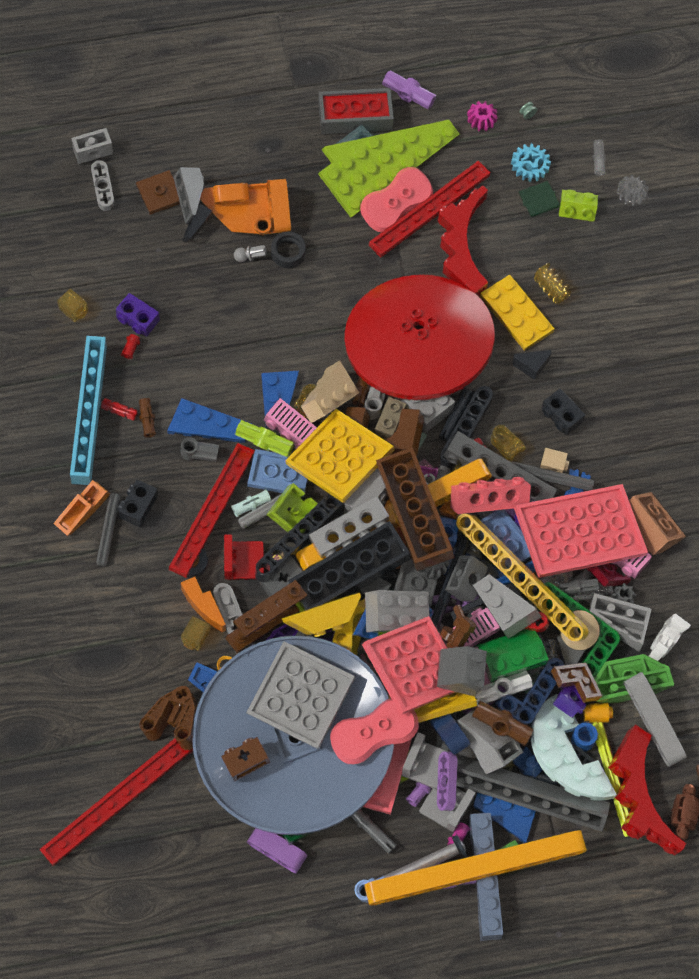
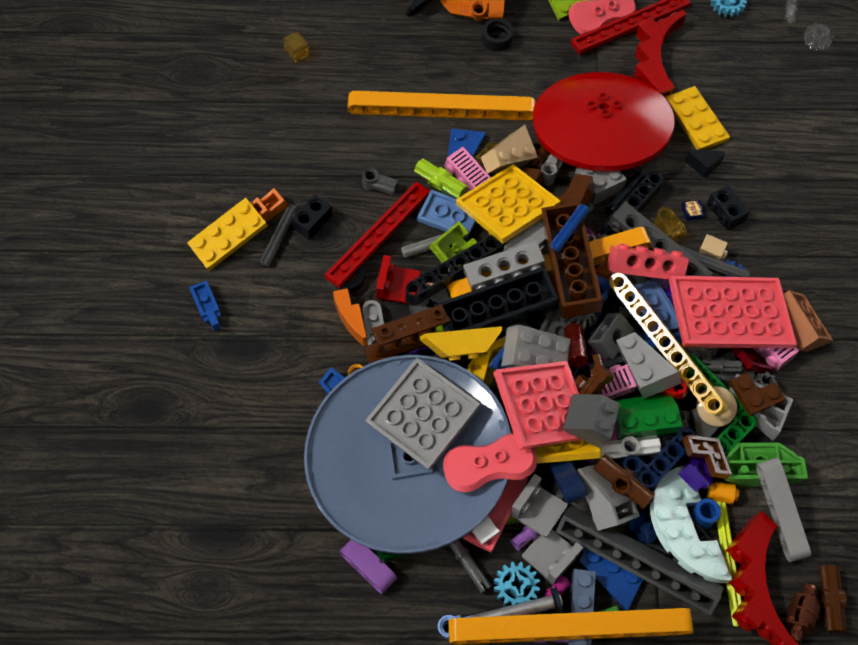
camera: 15 degrees right, 5 degrees down
(53, 619) = (206, 304): none -> blue hinge
(56, 539) = (227, 234): none -> yellow plate
(88, 410) = (286, 131): medium azure brick -> none
(114, 802) = (220, 483): red plate -> none
(119, 409) = (315, 136): red axle -> none
(130, 346) = (342, 83): red pin -> none
(140, 312) = (351, 63): dark purple brick -> none
(147, 417) = (338, 147): reddish brown pin -> none
(175, 709) = (296, 406): reddish brown connector -> none
(195, 633) = (336, 341): clear yellow brick -> none
(202, 421) = (389, 160): blue wing -> none
(242, 254) = (463, 32): light grey axle -> none
(244, 348) = (441, 105): none -> light orange beam
(251, 503) = (416, 235): light aqua pin -> none
(256, 758) = (364, 465): reddish brown brick -> none
(382, 796) = (485, 531): none -> white tile
(389, 418) = (562, 181): dark tan brick -> none
(407, 478) = (569, 227): none -> blue axle
(411, 843) = (507, 587): none -> medium azure gear
(437, 601) = (577, 350): none -> clear red pin
(446, 792) = (554, 540): medium lavender beam -> none
(528, 420) = (692, 210): none -> tile
(539, 198) = (731, 32): clear green piece -> none
(551, 284) = (733, 100): clear yellow piece -> none
(578, 205) = (766, 41): lime bracket -> none
(615, 616) = (755, 399): none -> reddish brown plate
(668, 636) = (807, 429): white piece -> none

